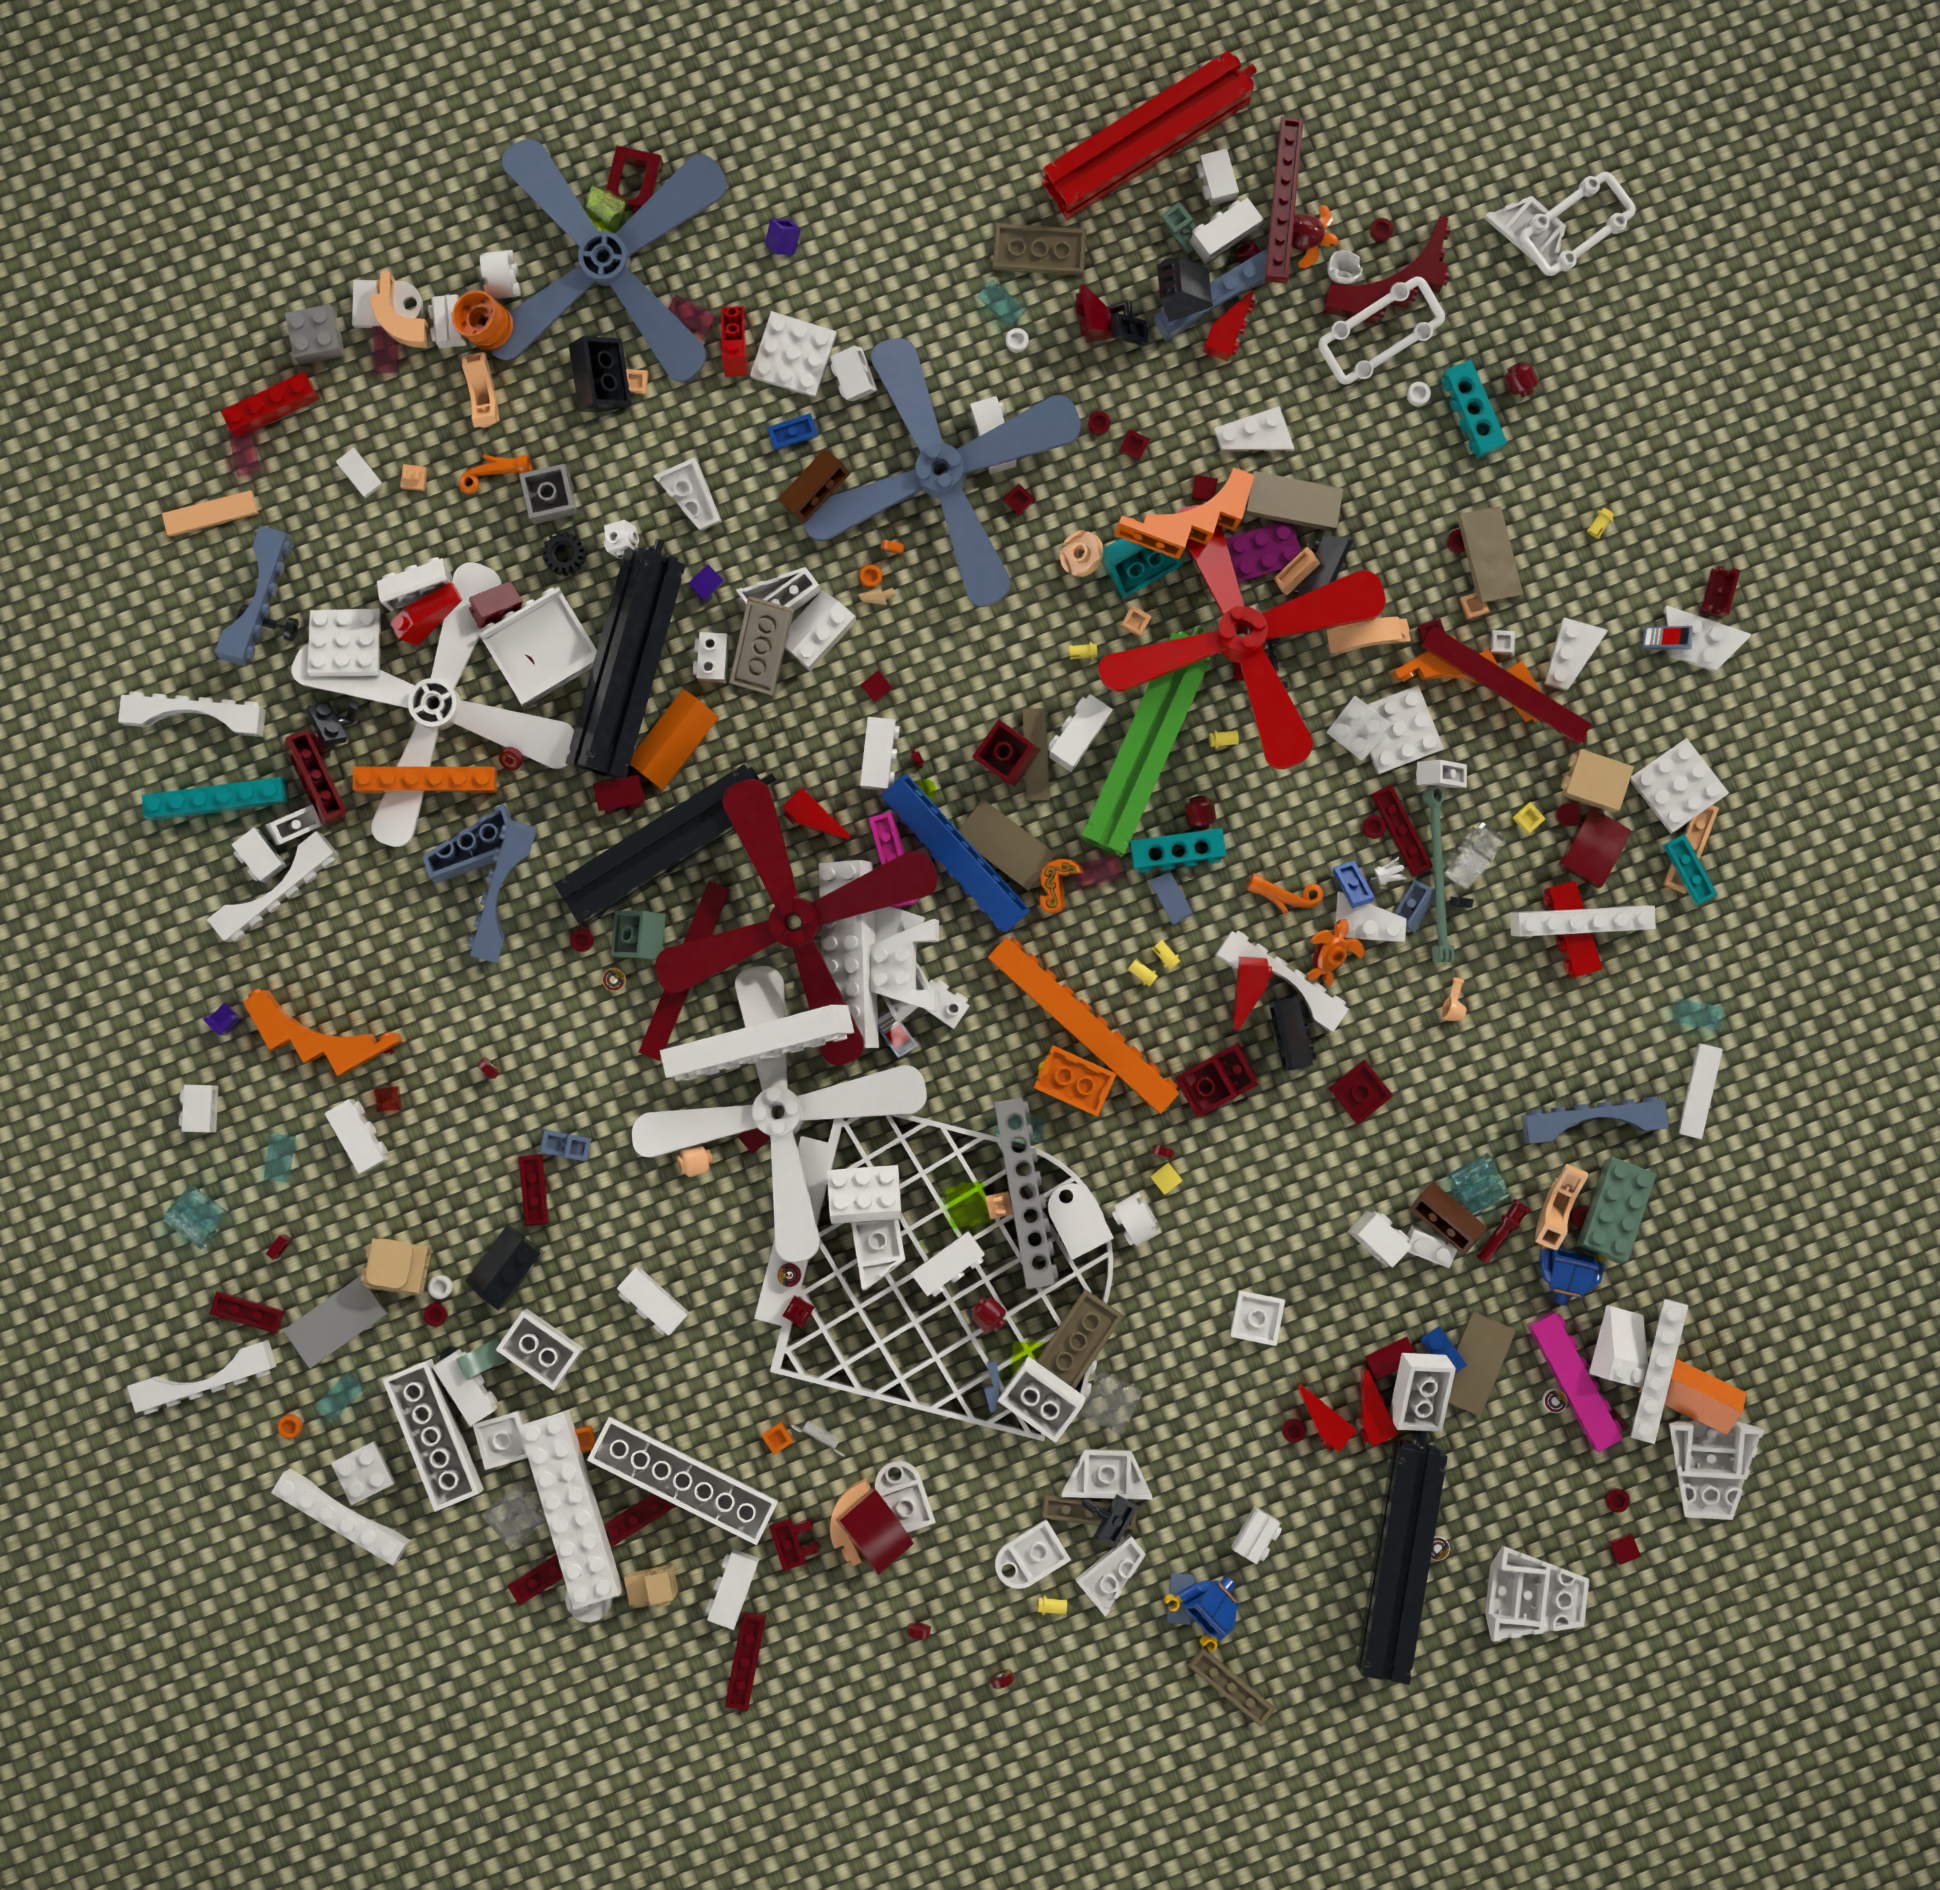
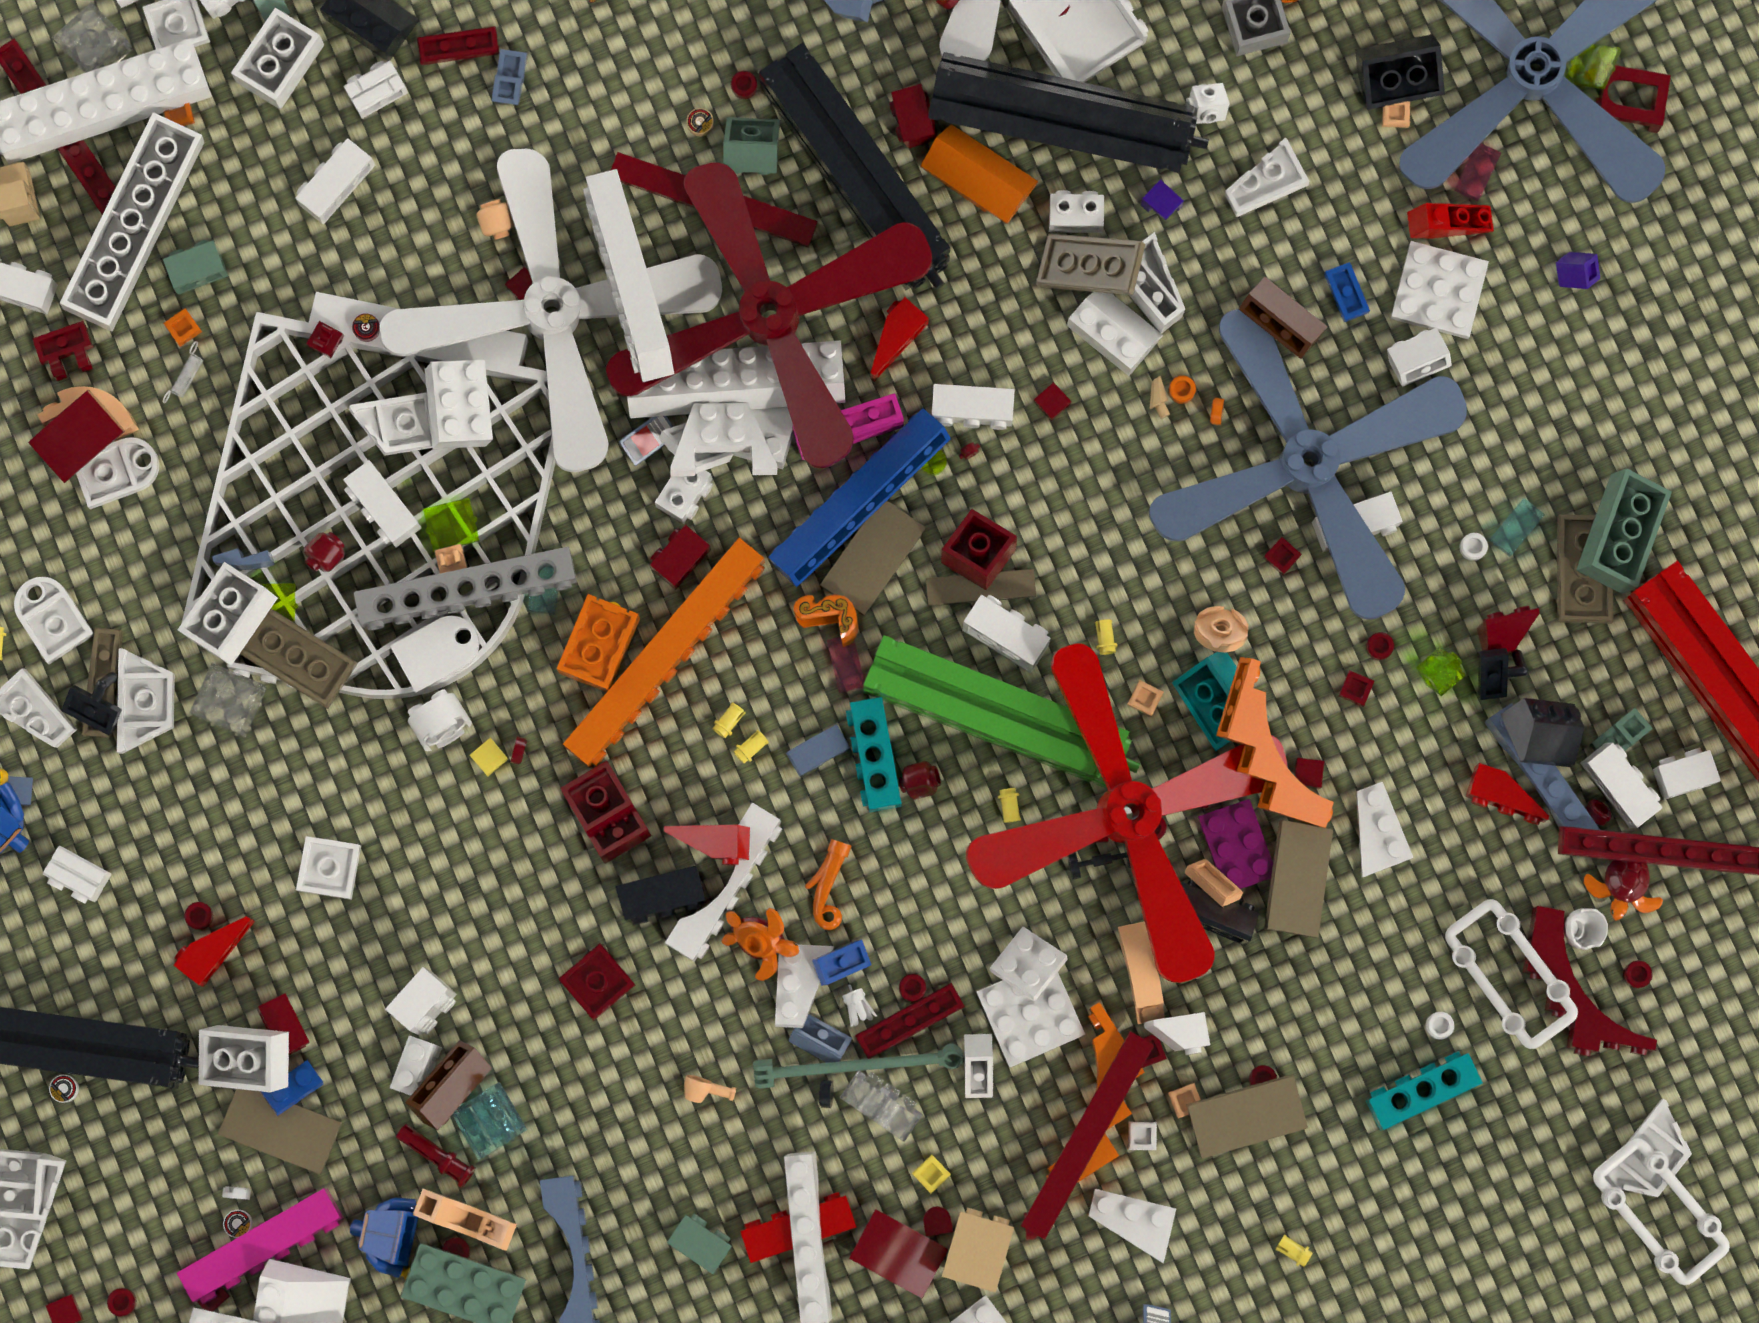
camera: 90 degrees right, 5 degrees down
(563, 540) = (1194, 27): black tyre -> none
(570, 1263) = (375, 88): none -> white brick
(724, 1426) = (195, 266): none -> sand green brick
(999, 1009) = (679, 556): none -> dark red brick
(1012, 212) = (1624, 531): none -> sand green brick
(1124, 372) = (1441, 670): none -> clear neon green brick
(1373, 1414) = (216, 1008): red slope -> none
(1419, 603) = (1181, 1032): none -> white slope
(1521, 379) = (1464, 1148): dark red head -> none
(1530, 1401) = (236, 1192): none -> white tile
(1582, 1011) = (700, 1243): none -> sand green brick

